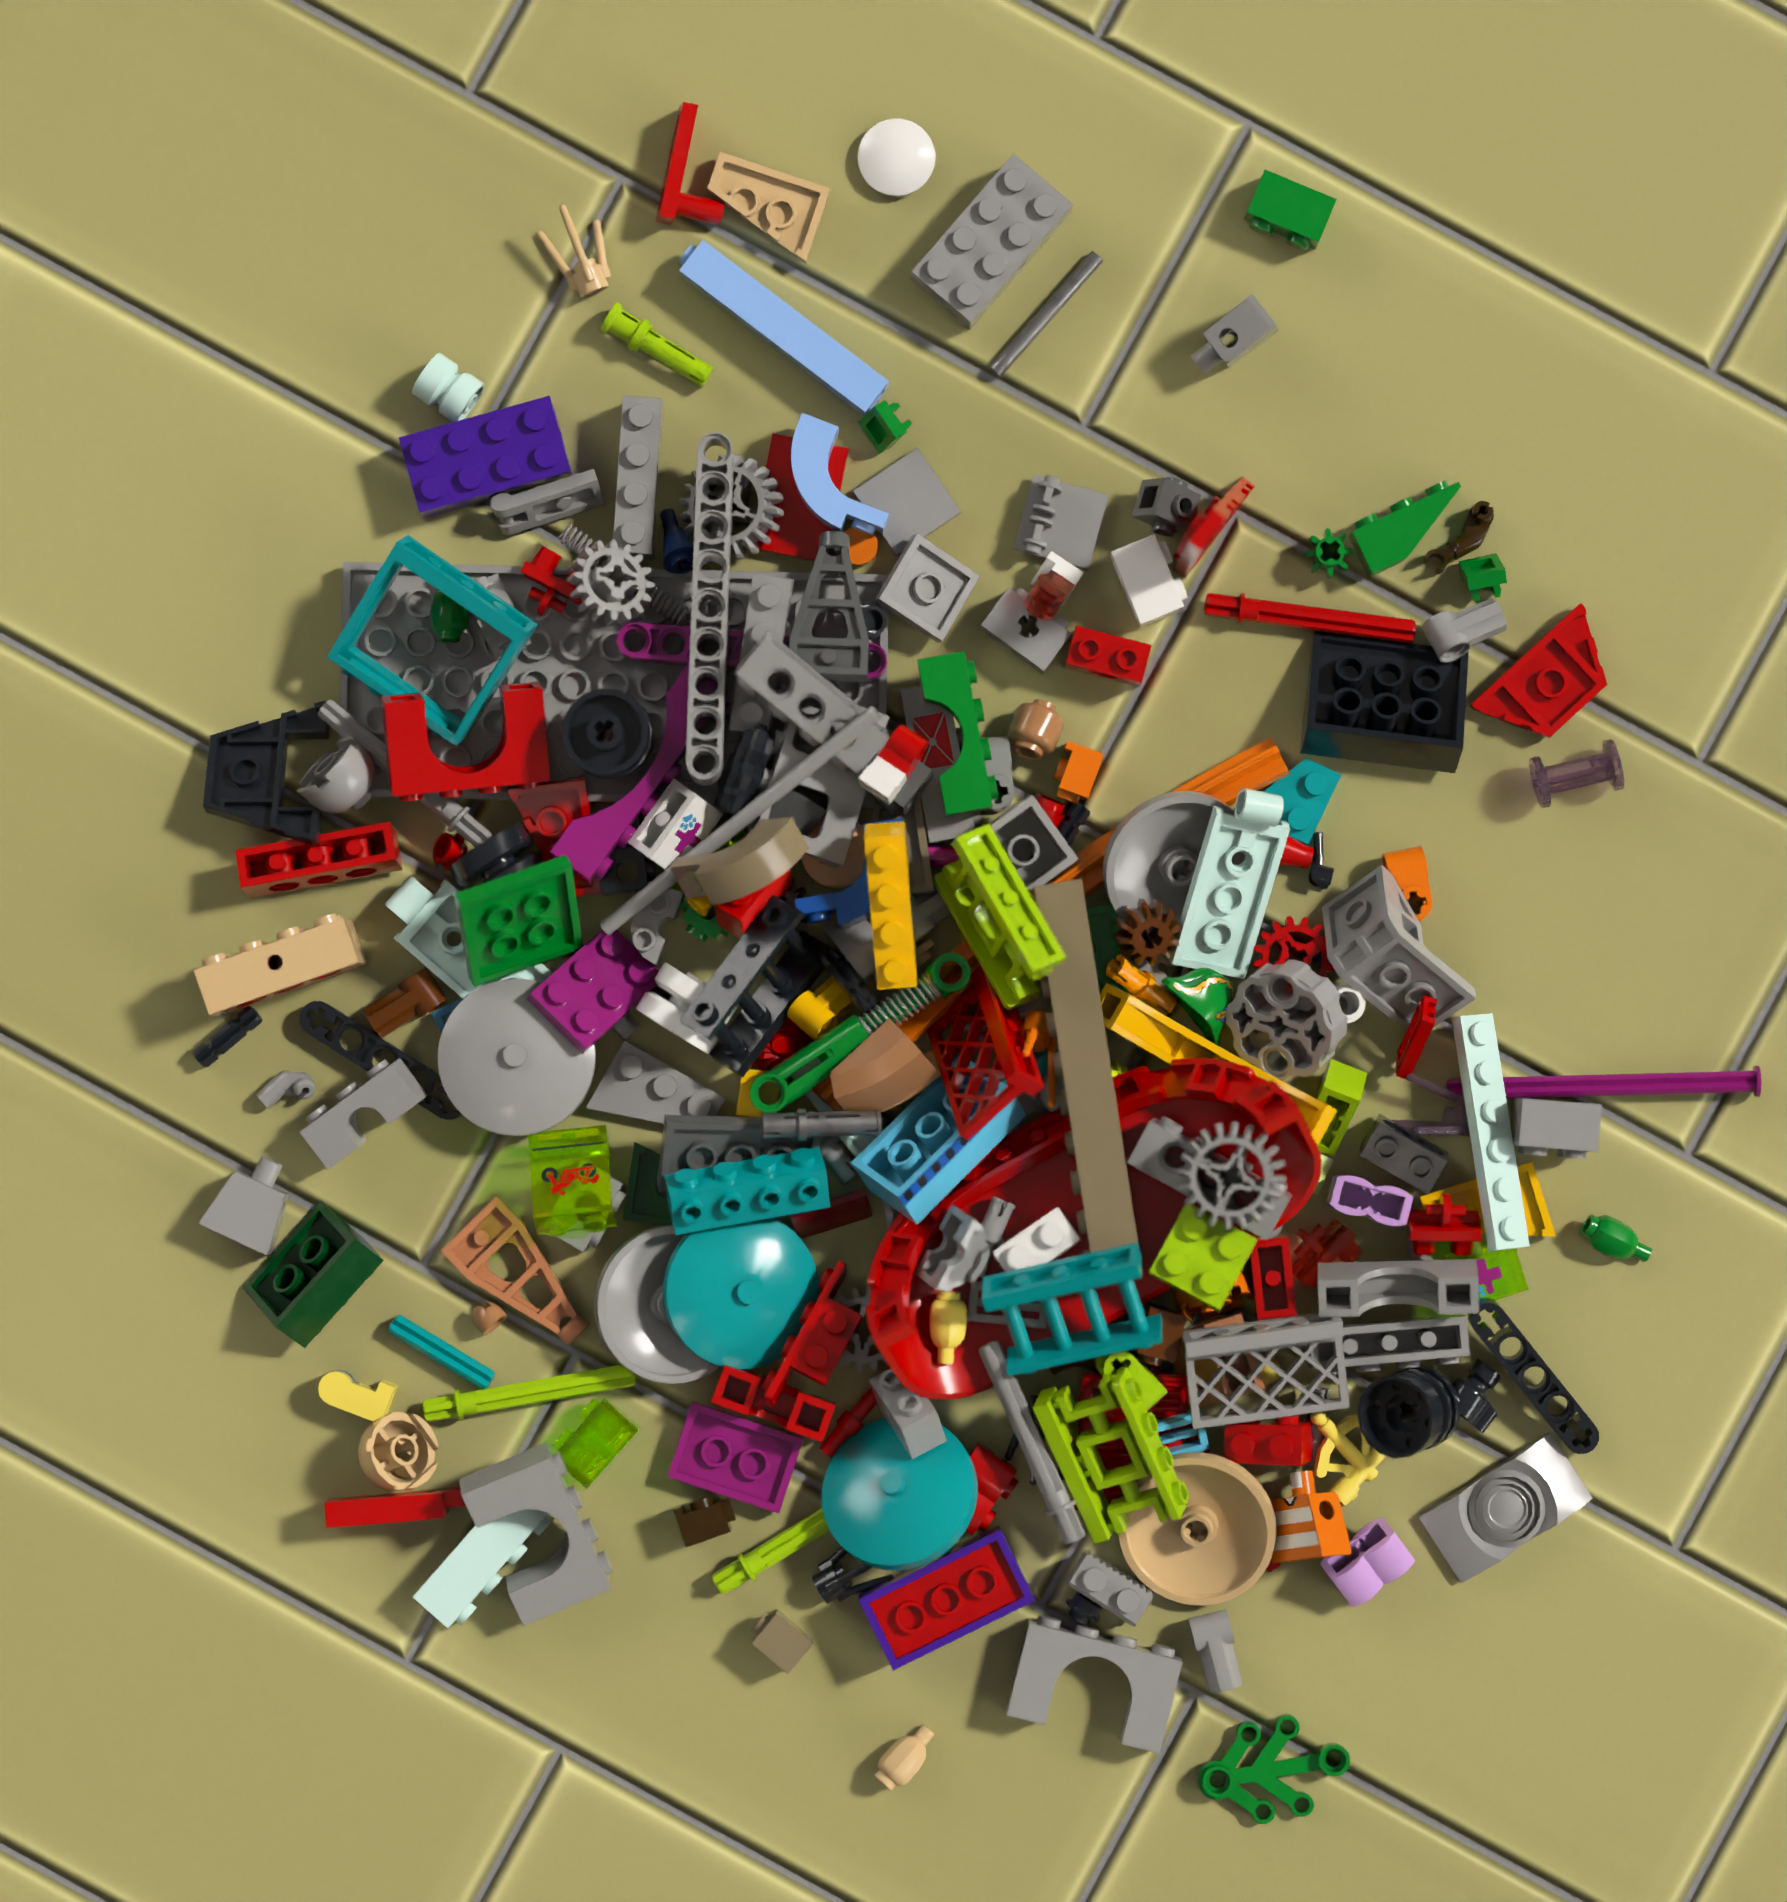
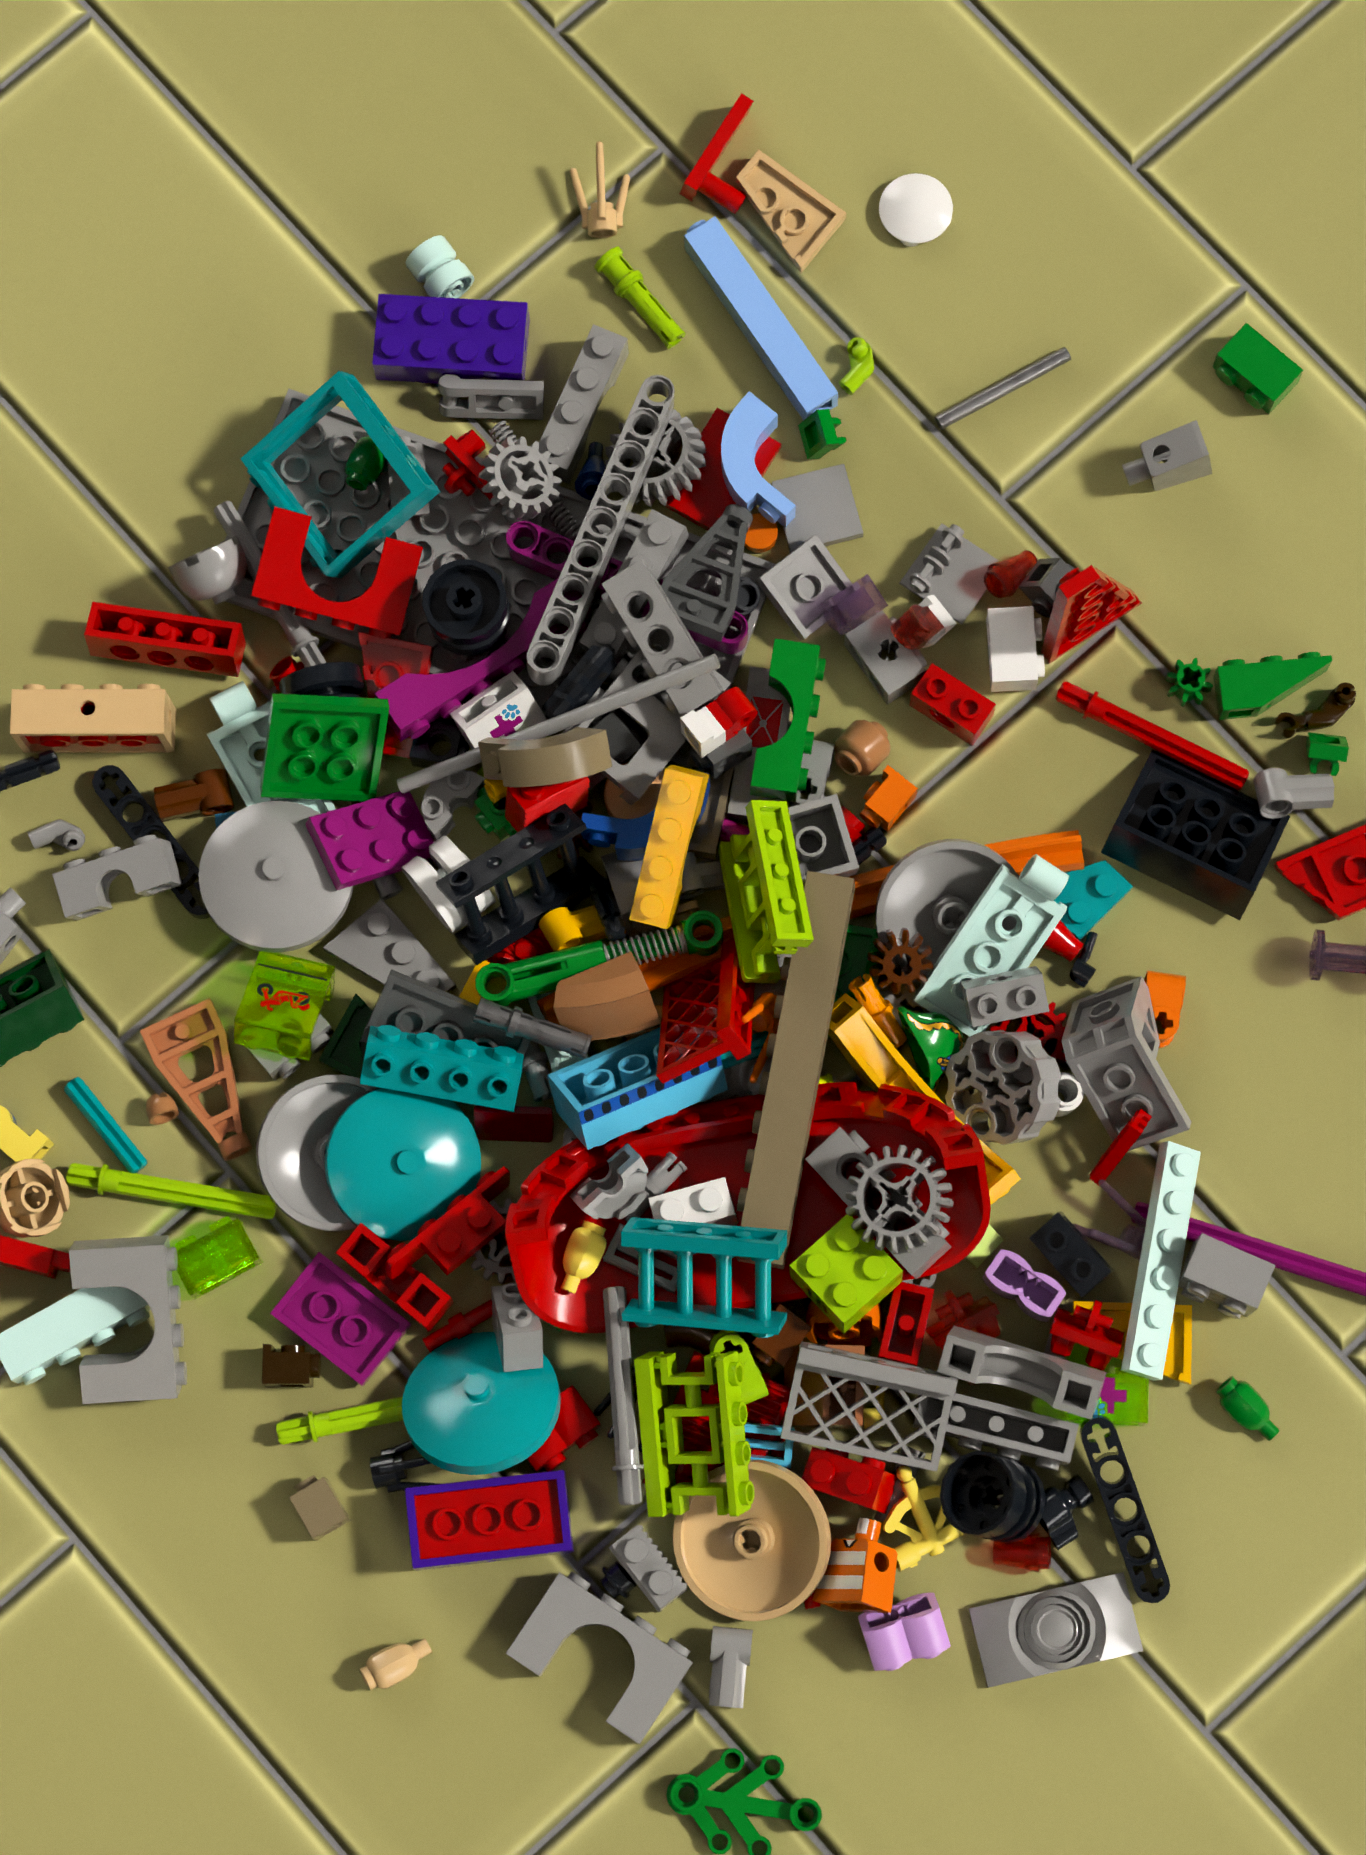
camera: 25 degrees right, 10 degrees down
(249, 774) = (134, 540): black wing -> none
(898, 338) = (861, 365): none -> lime arm
(978, 592) = (853, 605): none -> clear purple brick
(991, 241) = (975, 306): light grey brick -> none
(1117, 506) = (1006, 575): none -> clear red cone
(1259, 932) = (1004, 996): none -> light grey brick
(1341, 1089) = (1036, 1173): lime arch -> none
(1458, 1449) = (1026, 1554): none -> clear red cone

